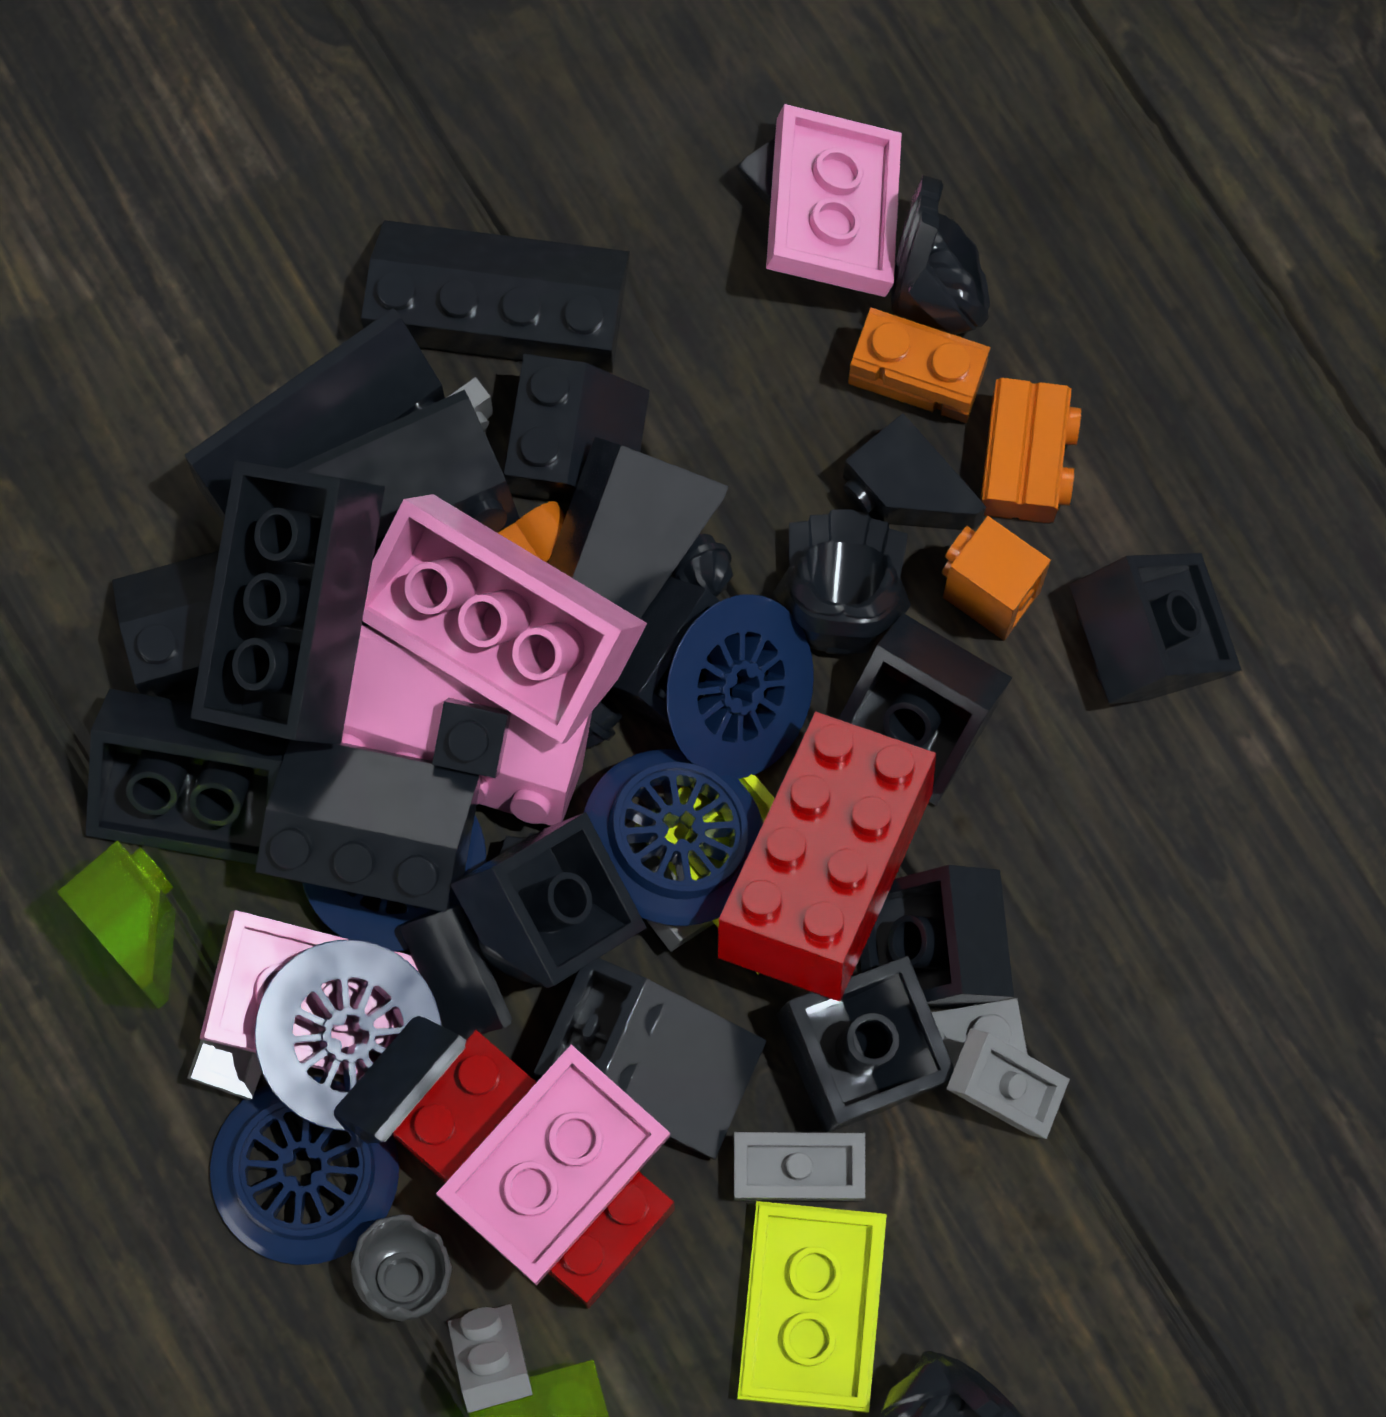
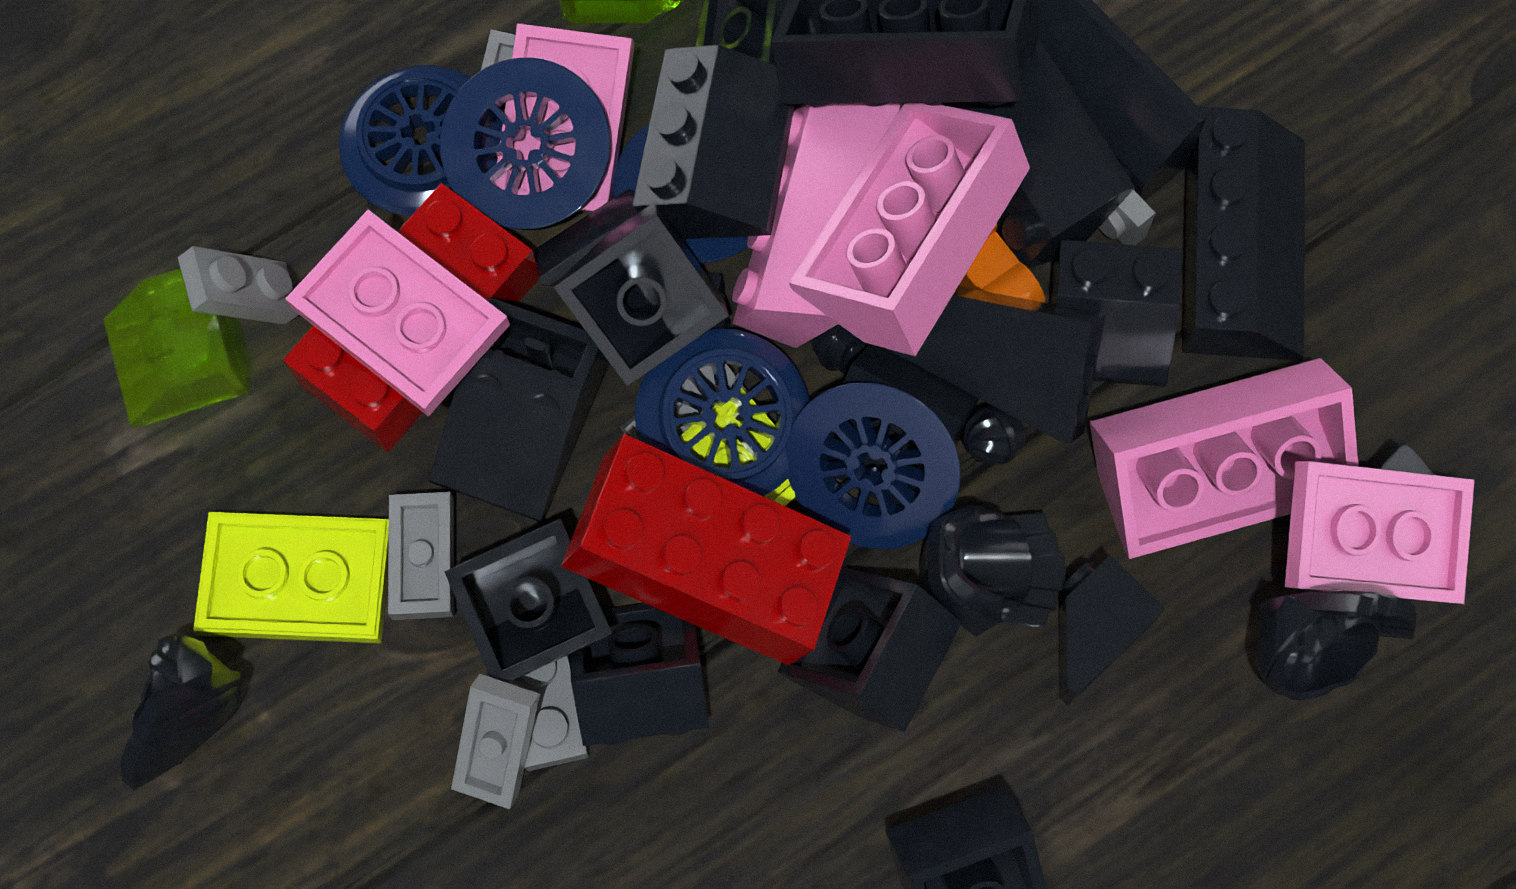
camera: 90 degrees right, 5 degrees down
(399, 1079) = (483, 185): black slope -> none
(400, 1268) = (321, 208): dark grey hair -> none
(471, 737) = (796, 215): black plate -> none
(736, 341) = (1220, 454): none -> bright pink slope
(918, 365) = (1220, 627): orange brick -> none
(993, 576) = (1003, 703): orange brick -> none
(1027, 450) = (1144, 741): orange brick -> none

